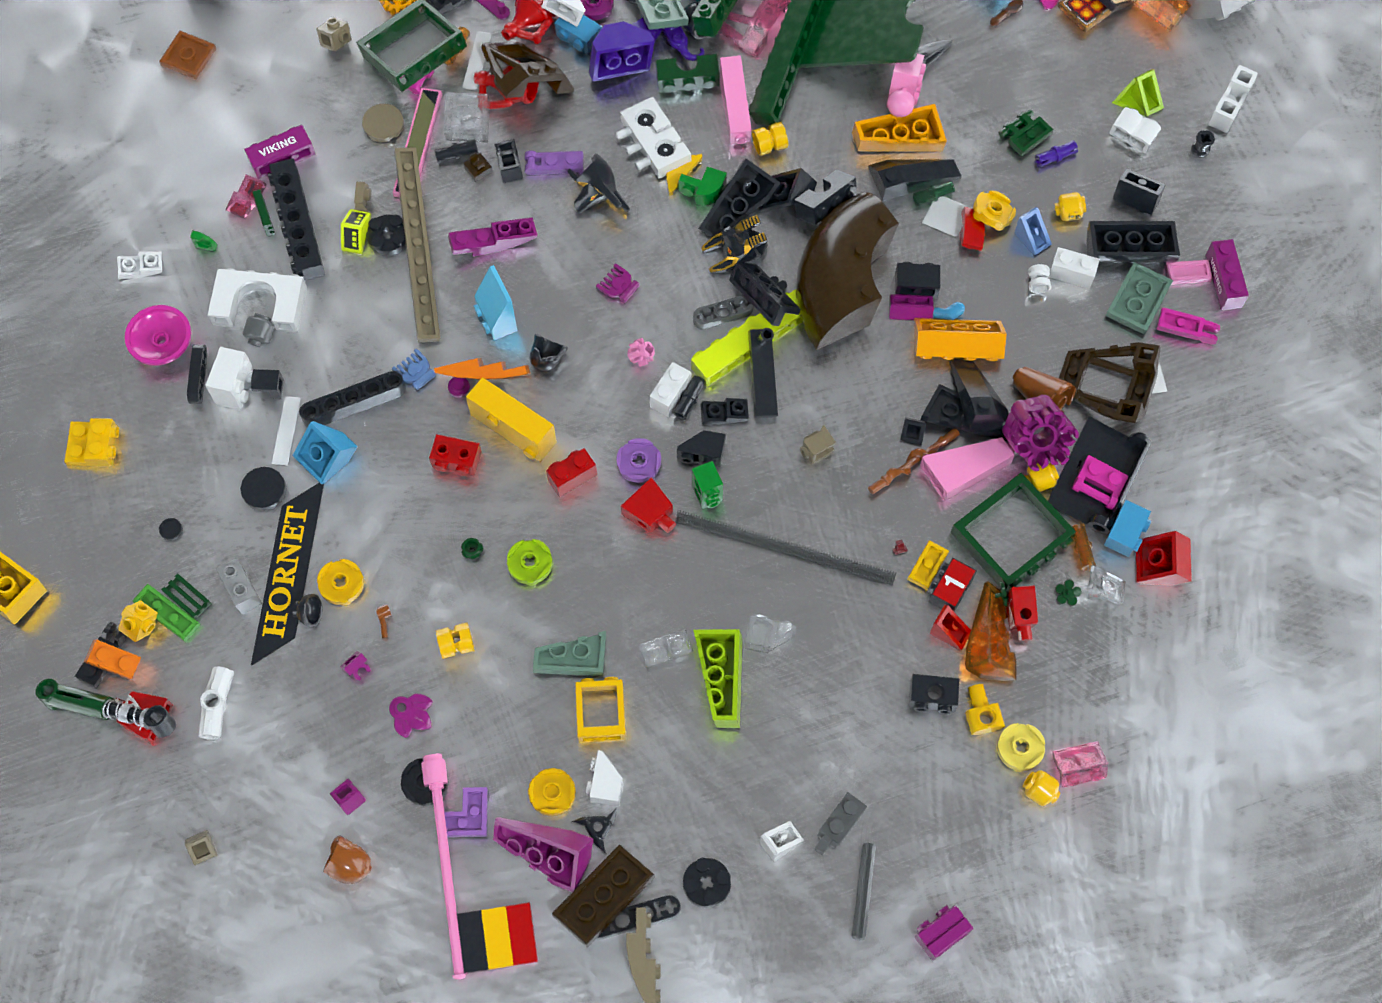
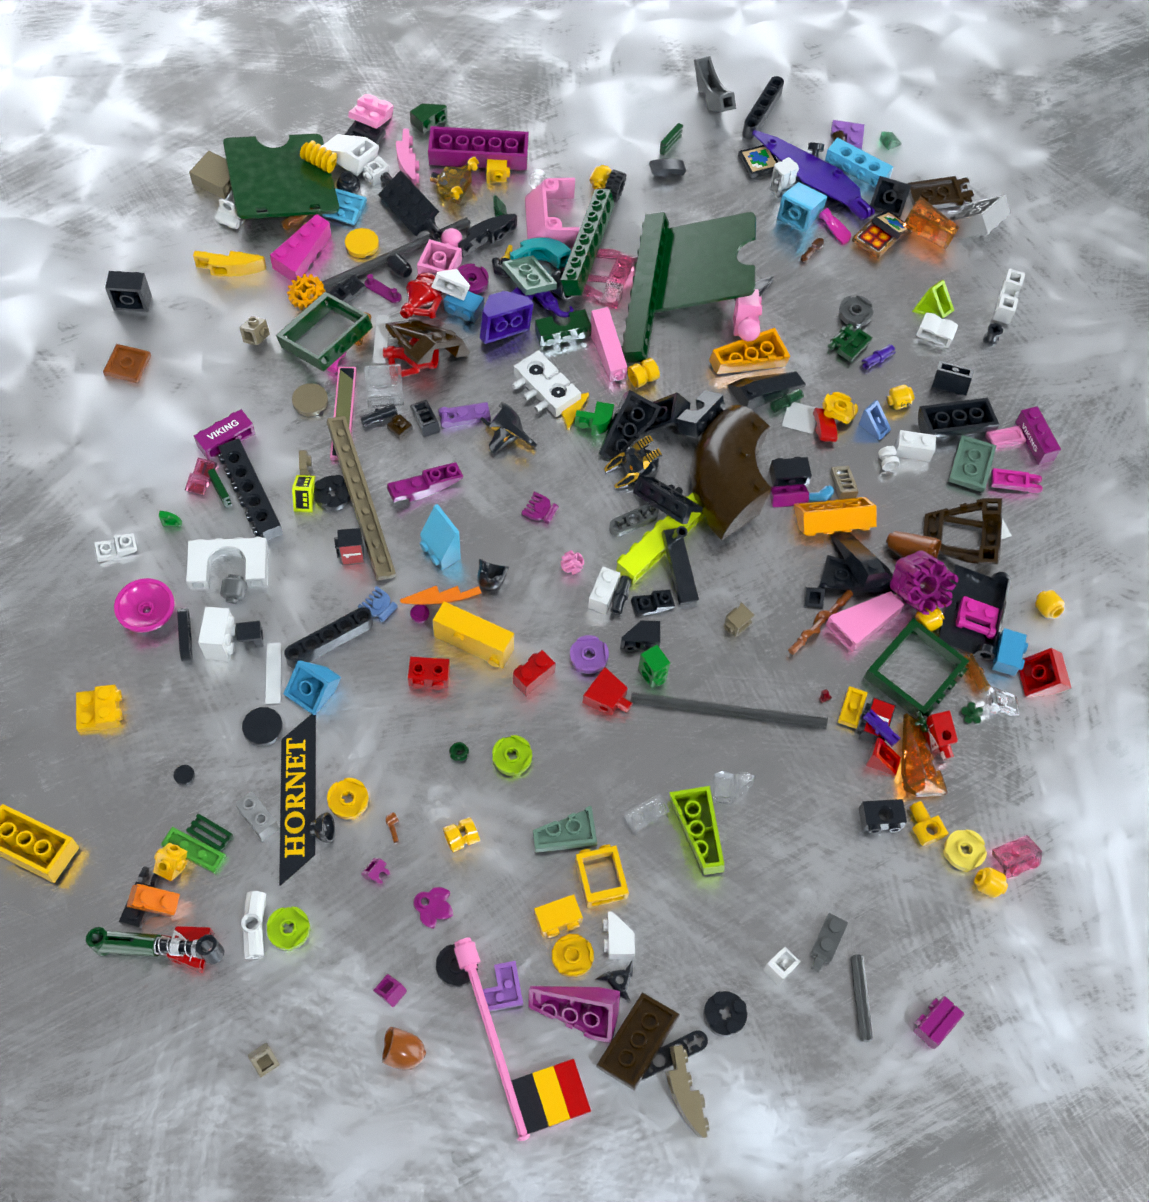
camera: 15 degrees left, 5 degrees down
(252, 725) = (288, 915): none -> lime plate
(393, 299) = (350, 546): none -> brick
(543, 747) = (558, 916): none -> yellow brick
(952, 594) = (881, 728): none -> dark purple pin
(980, 314) = (844, 493): none -> dark tan slope
(1039, 104) = (858, 319): none -> dark grey plate
(1191, 479) = (1049, 604): none -> yellow head

